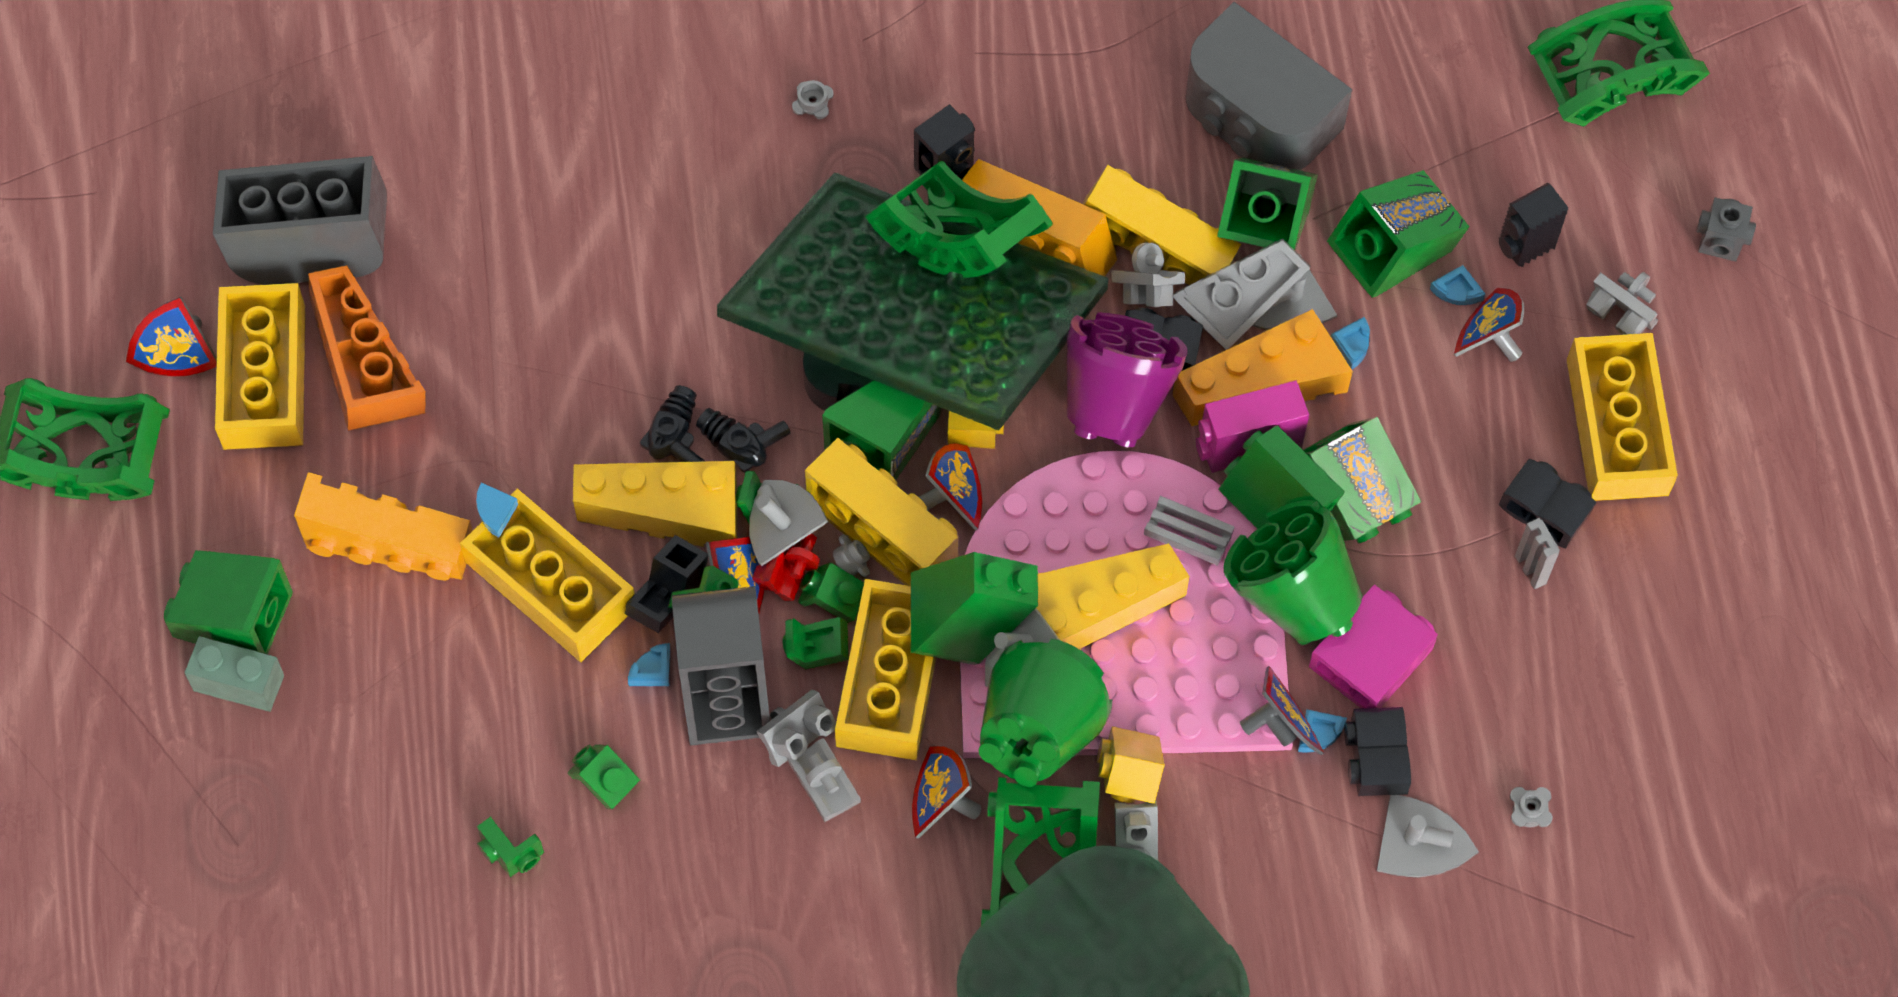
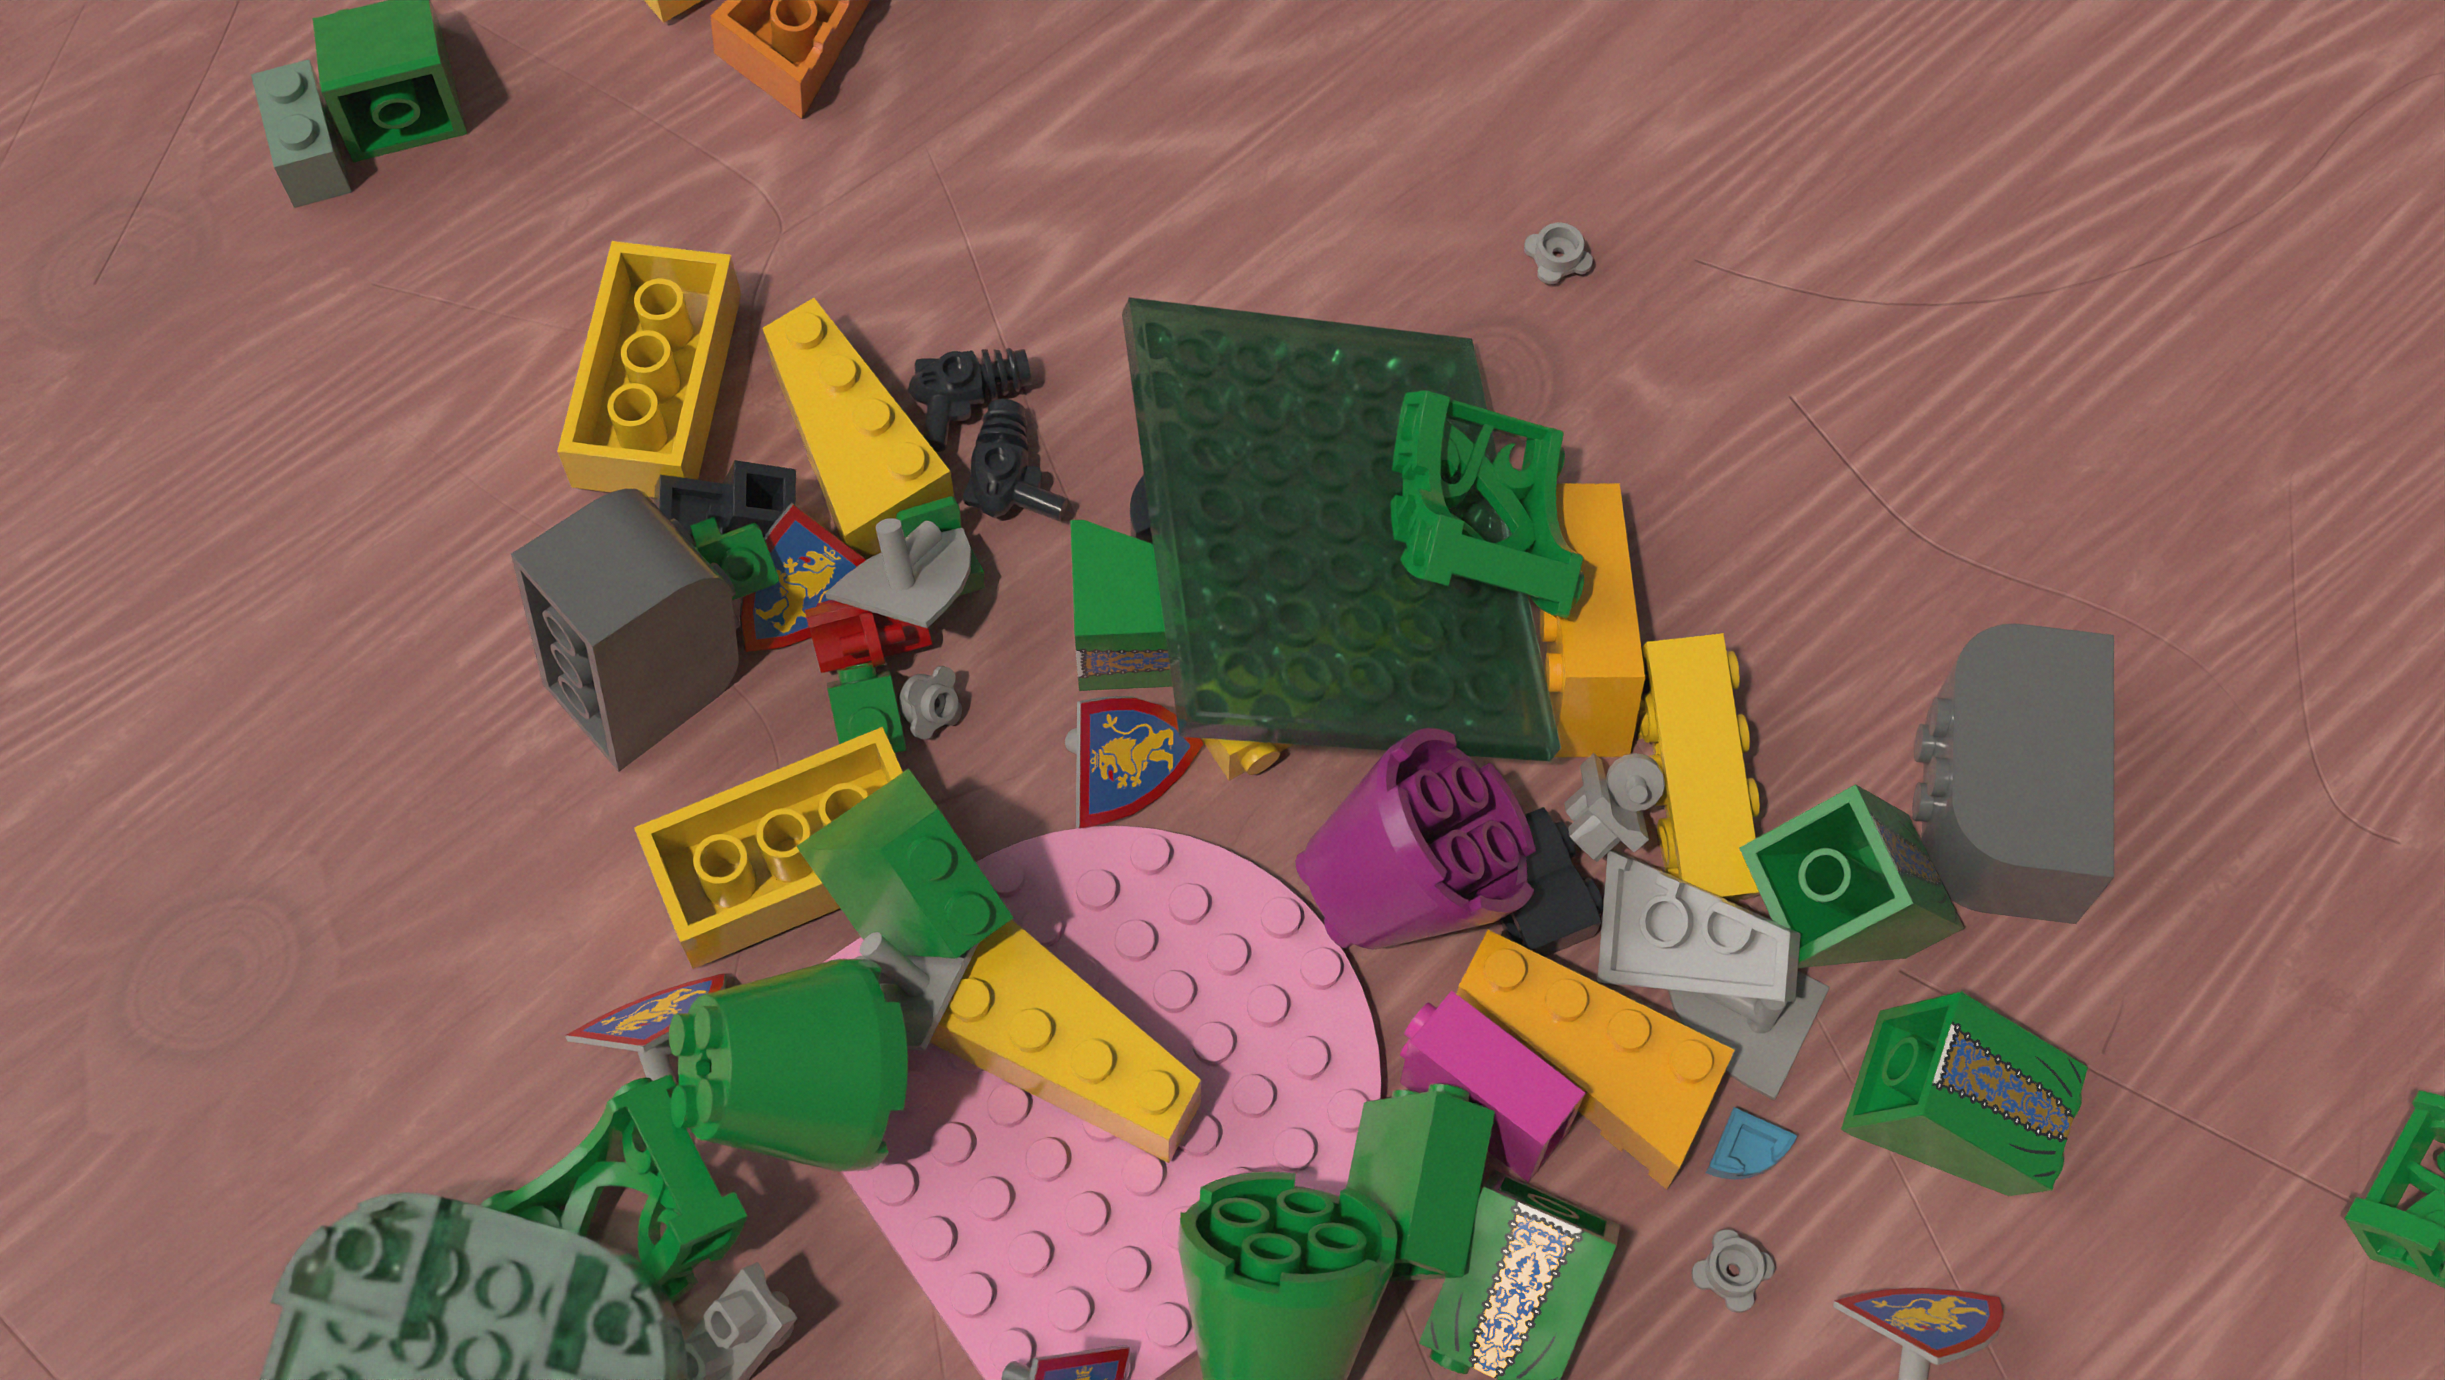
camera: 55 degrees right, 0 degrees up
(380, 530) = (583, 145): light orange wedge -> none
(495, 508) = (677, 245): dark azure tile -> none
(498, 848) = (245, 557): green bracket -> none
(603, 774) = (423, 606): green bracket -> none
(796, 727) = (622, 783): light grey hips -> none
(816, 642) = (769, 728): green bracket -> none
(825, 780) = (573, 867): light grey hips -> none
(878, 513) = (998, 697): yellow brick -> none
(945, 138) = (1605, 429): black brick -> none
(1131, 765) = (836, 1248): yellow brick -> none
(1193, 517) = (1257, 1047): light grey tile -> none
(1411, 378) = (1752, 1267): none -> light grey plate
(1458, 288) = (1953, 1241): dark azure tile -> none
(1533, 225) = (2129, 1280): black brick -> none

